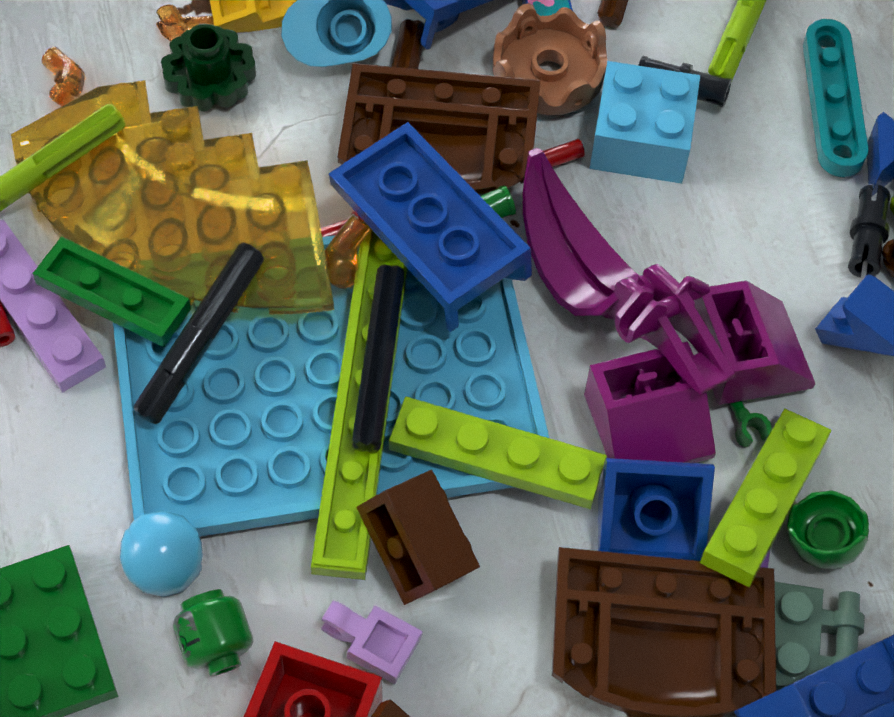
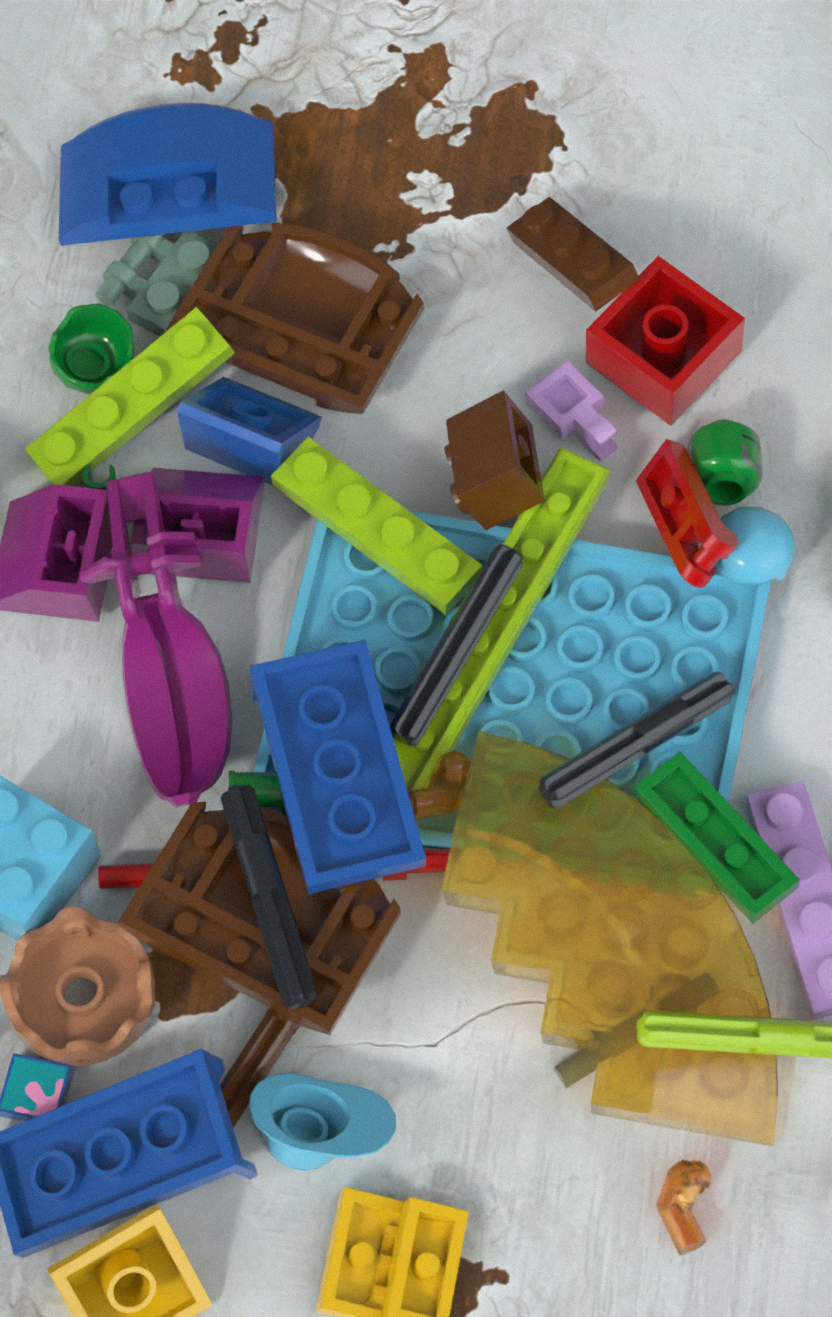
camera: 150 degrees left, 5 degrees up
(173, 24) = (518, 1238): clear orange hand -> none
(208, 67) = (506, 1170): dark green plant -> none
(227, 549) = (685, 514): none -> red plate
(439, 121) = (269, 897): none -> black axle

